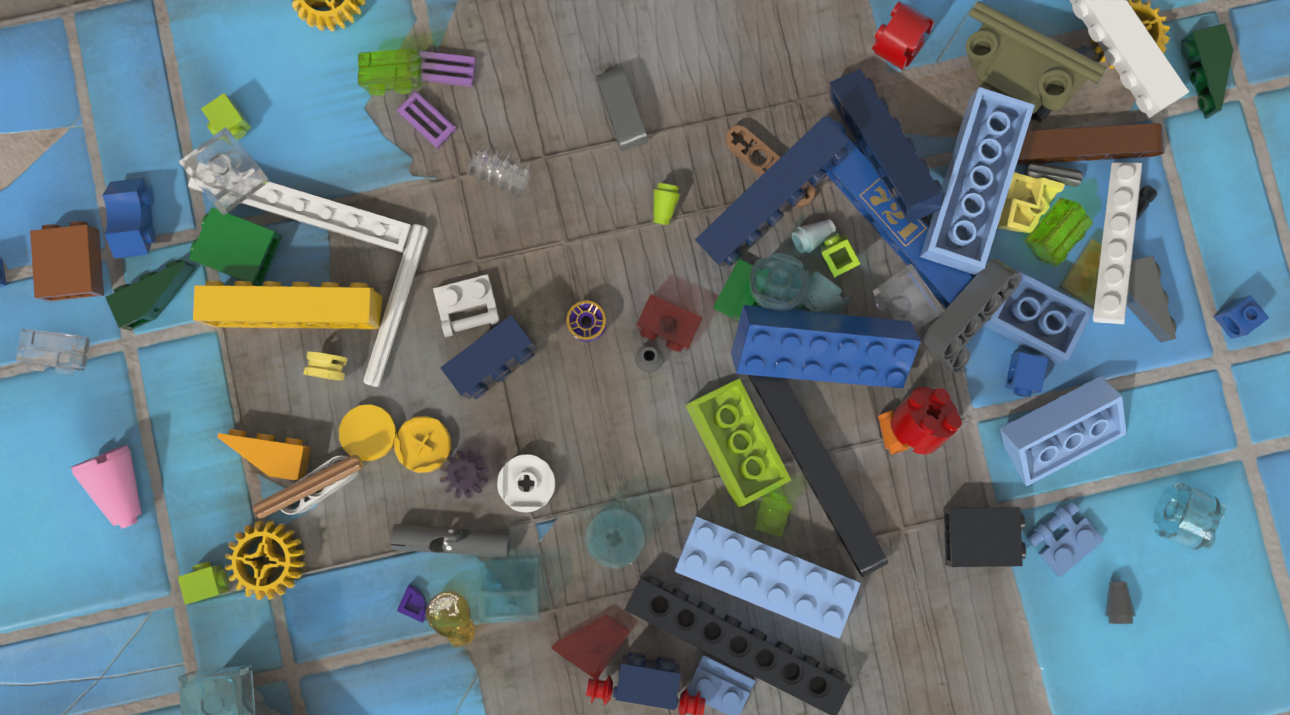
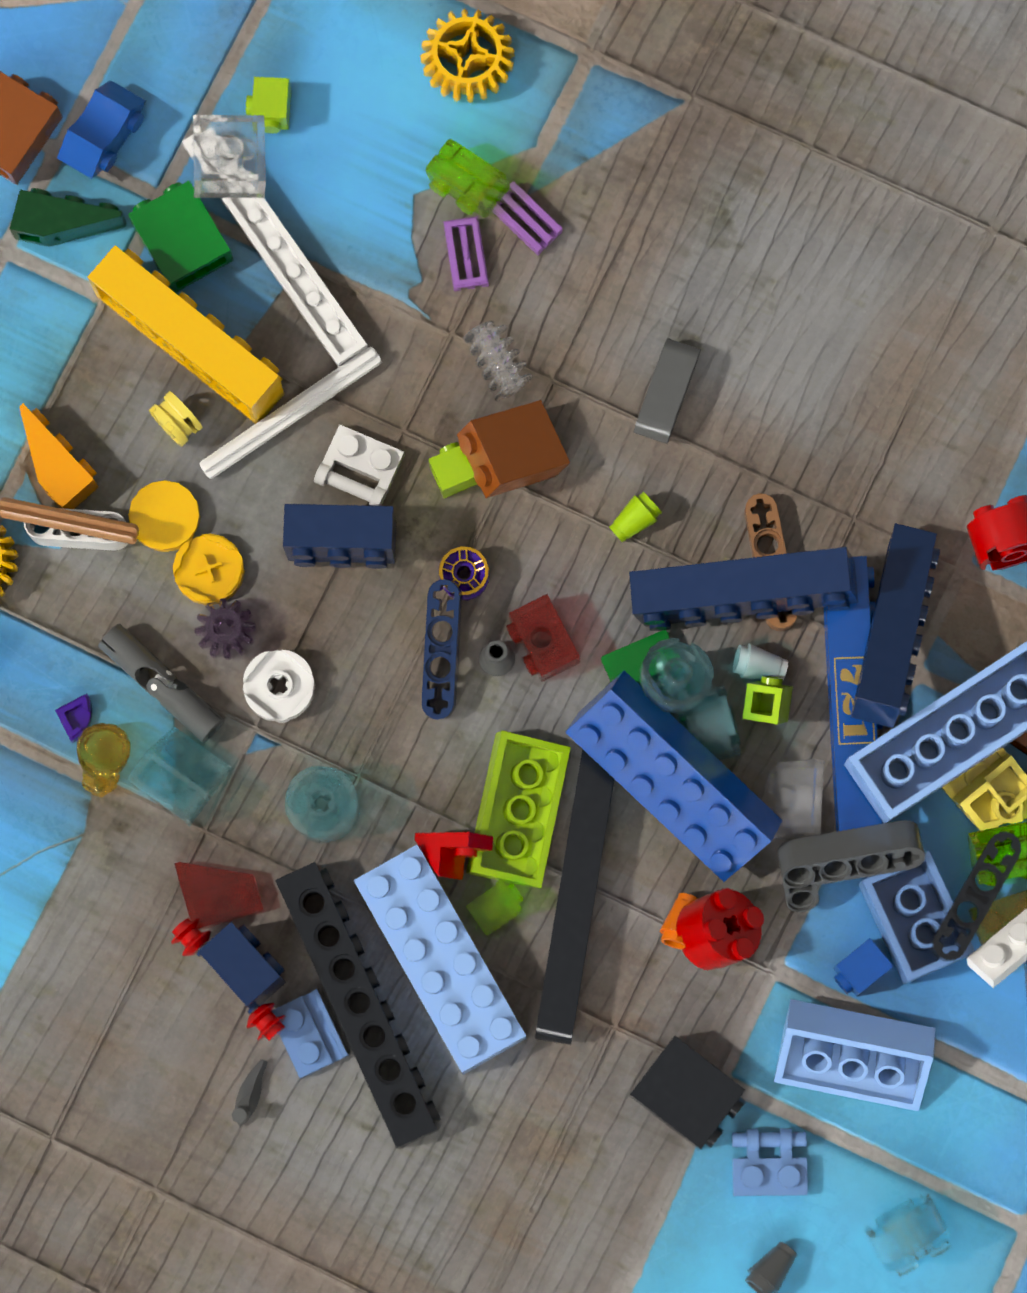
camera: 40 degrees right, 5 degrees down
(529, 259) = (452, 470): none -> lime brick
(555, 219) = (512, 448): none -> dark orange brick
(607, 382) = (436, 648): none -> dark blue beam
(718, 504) = (448, 850): none -> red slope
(1063, 275) = (980, 899): none -> black beam

